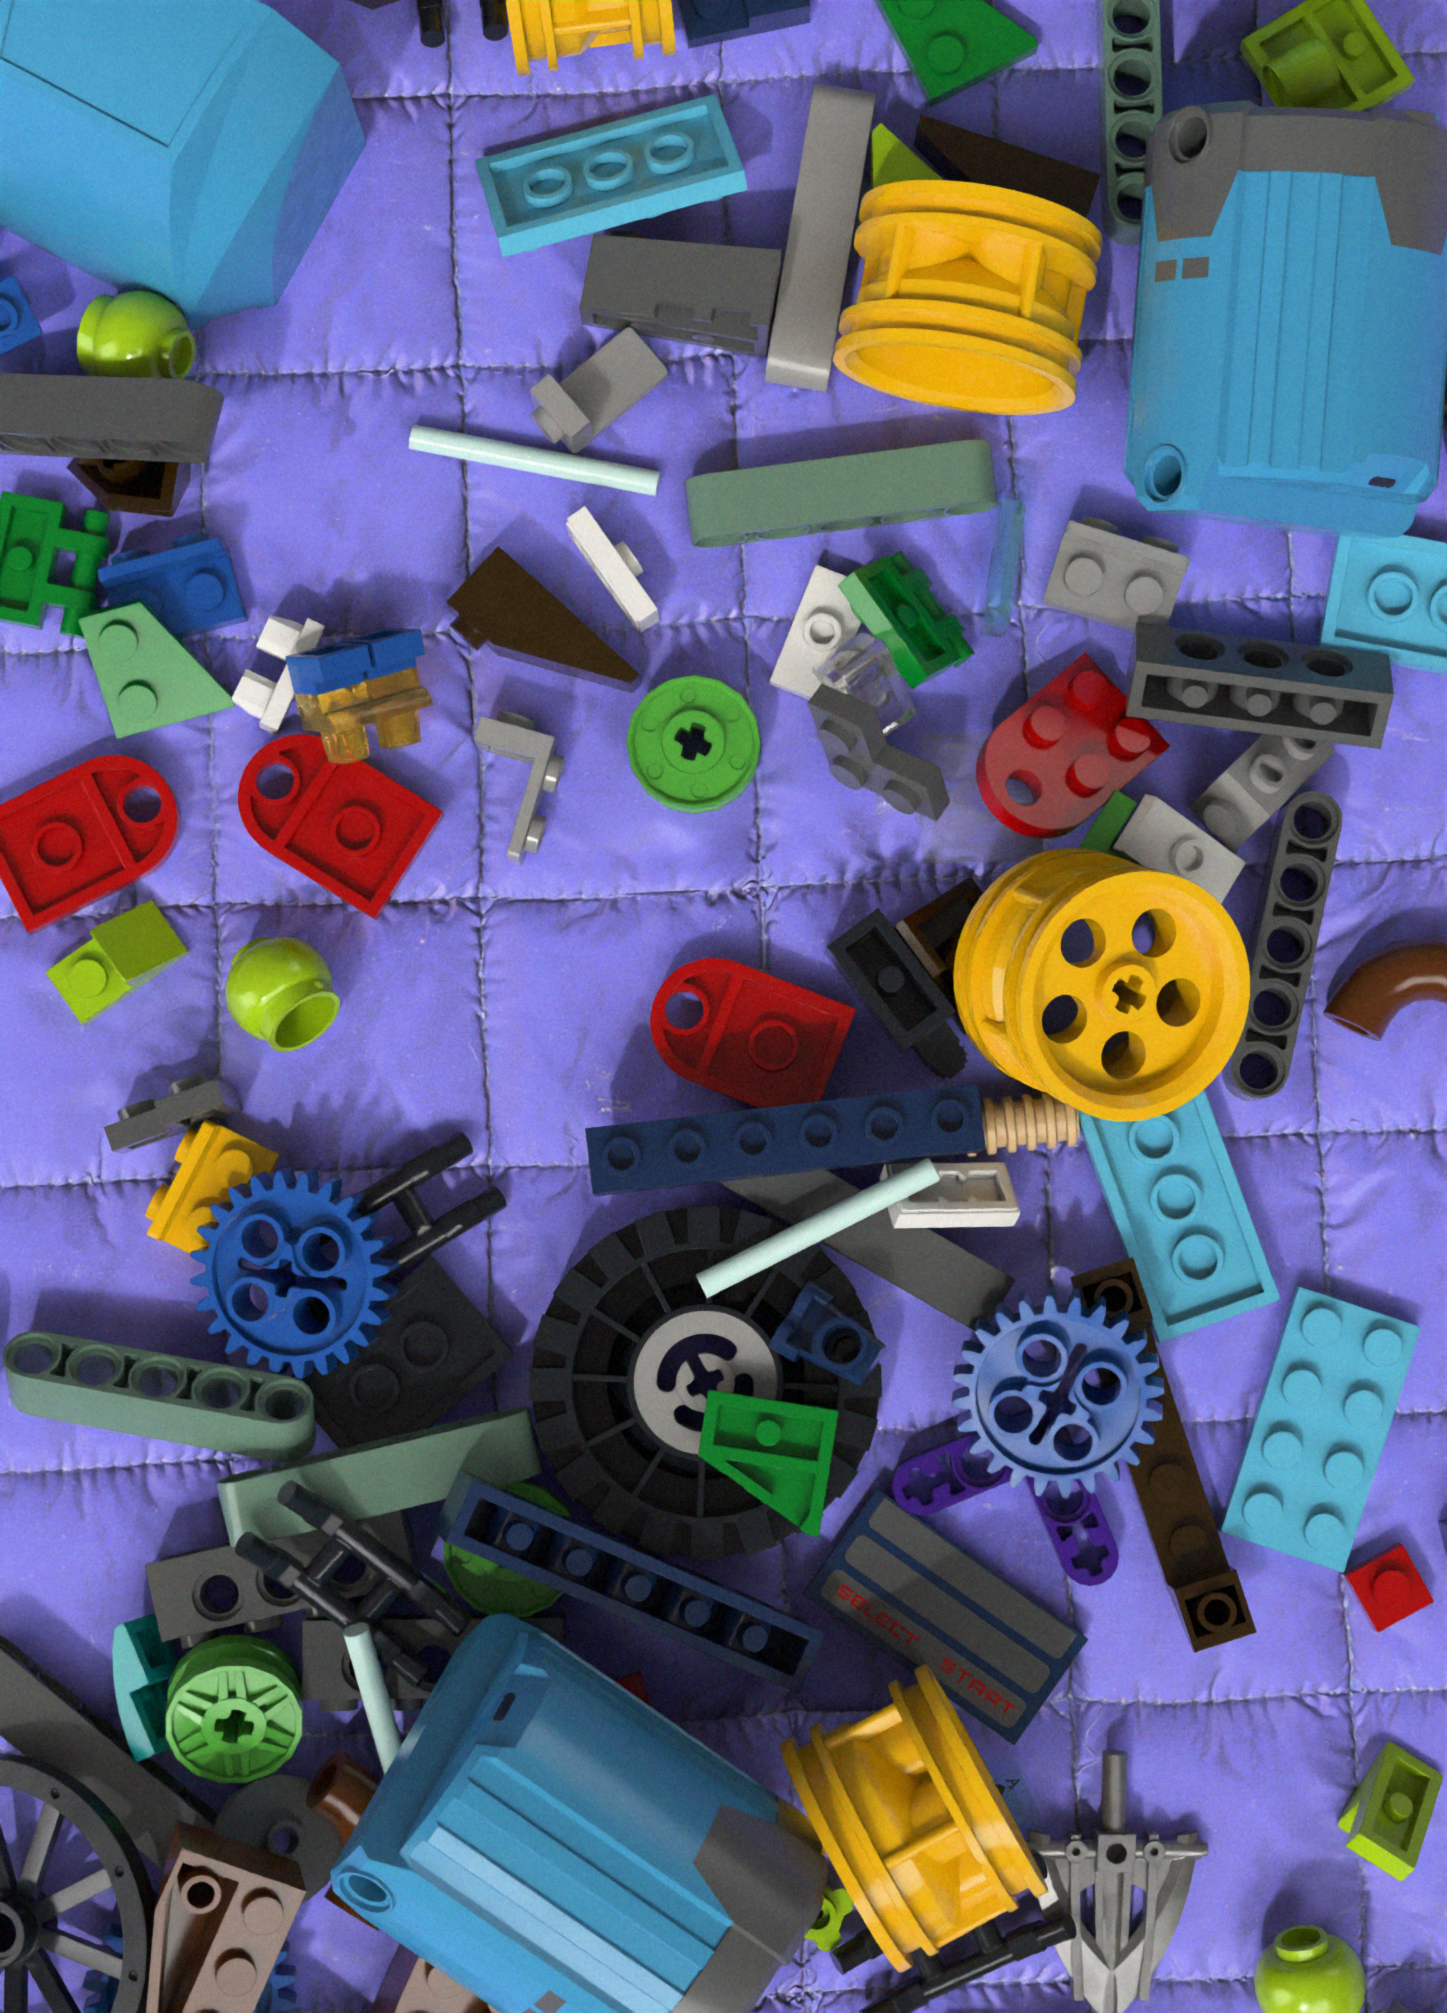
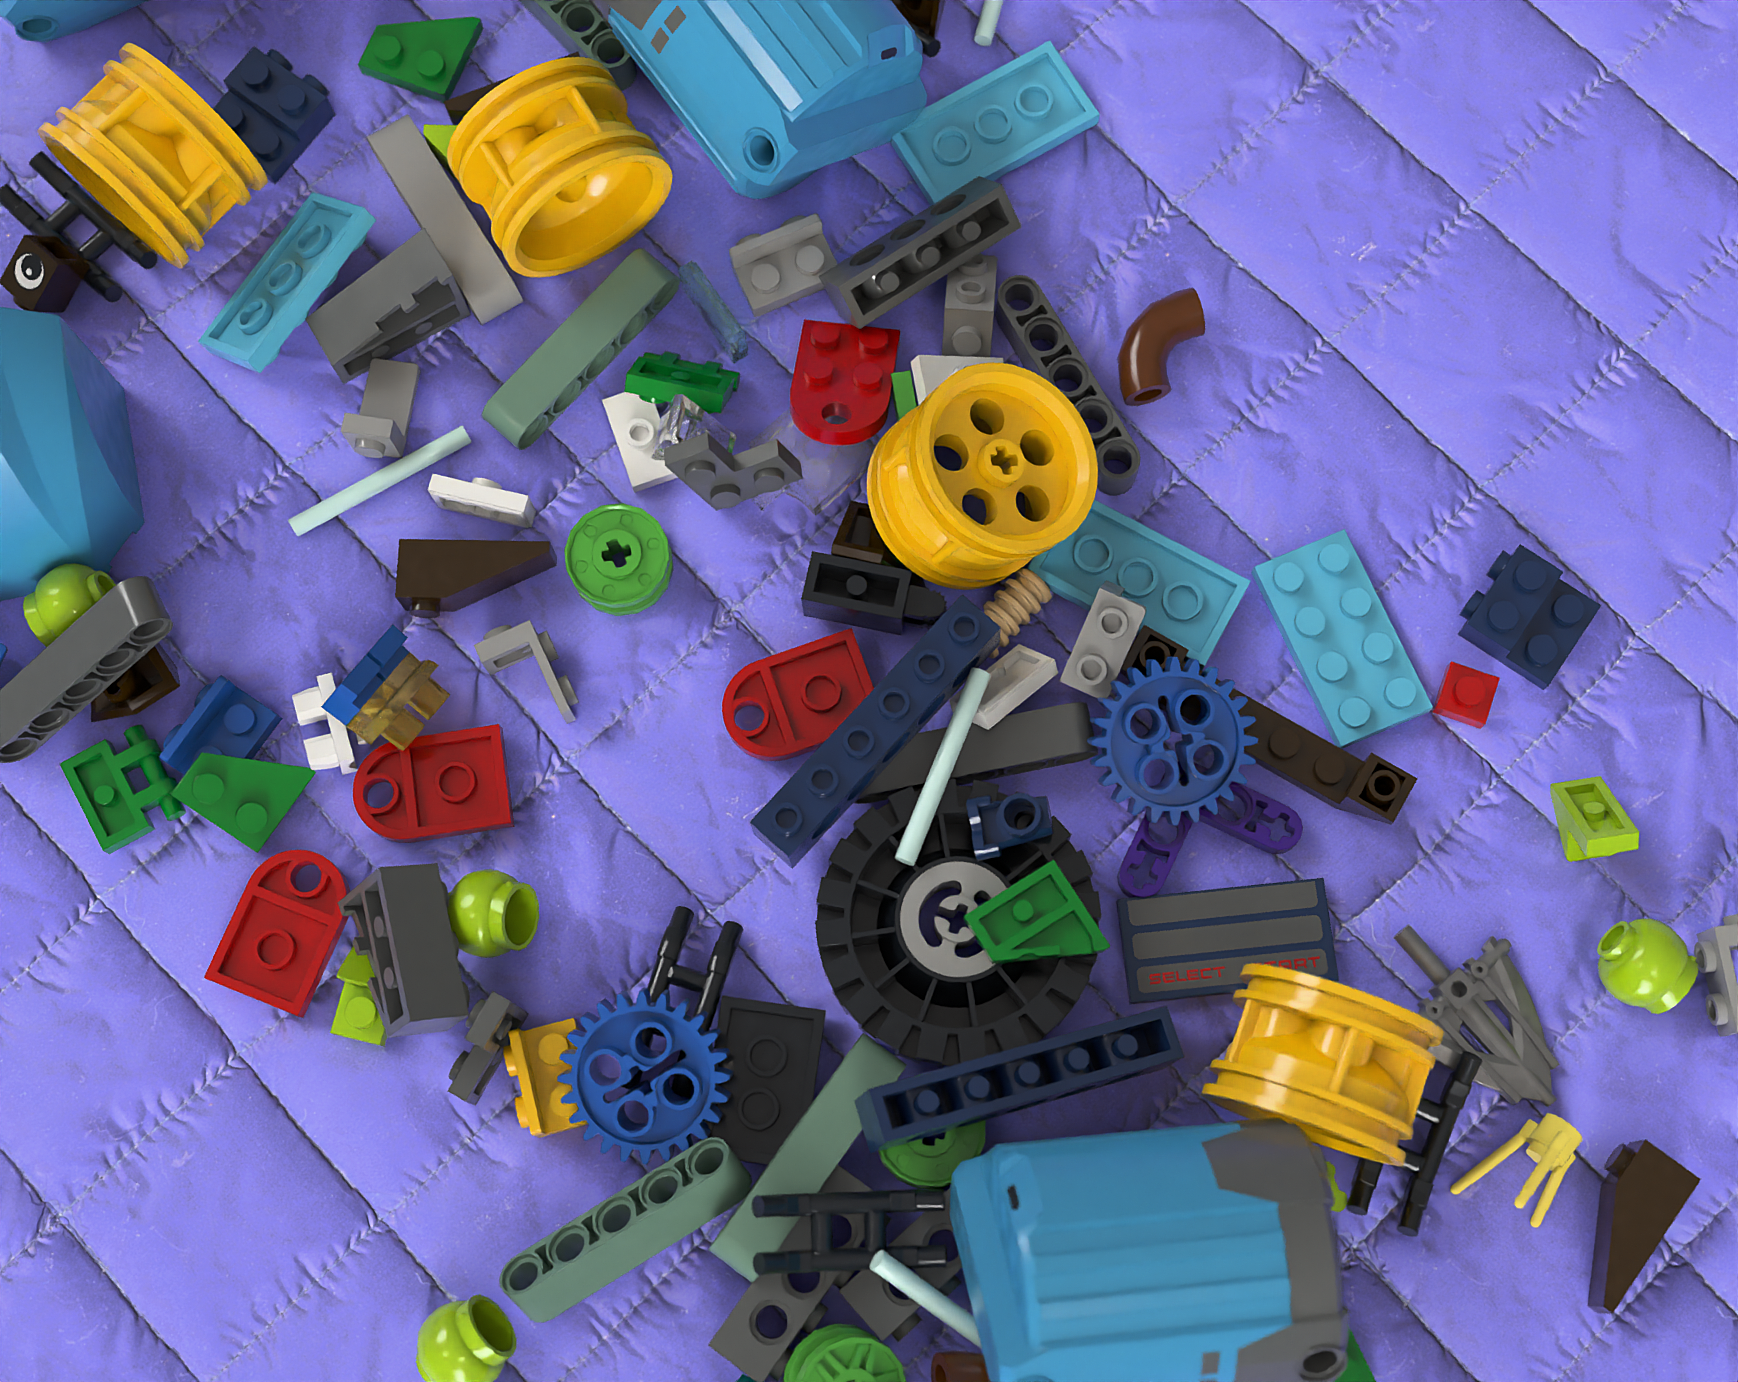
camera: 40 degrees left, 10 degrees down
(175, 968) = (410, 949): none -> dark grey wedge
(1078, 1240) = (1103, 642): none -> light grey bracket

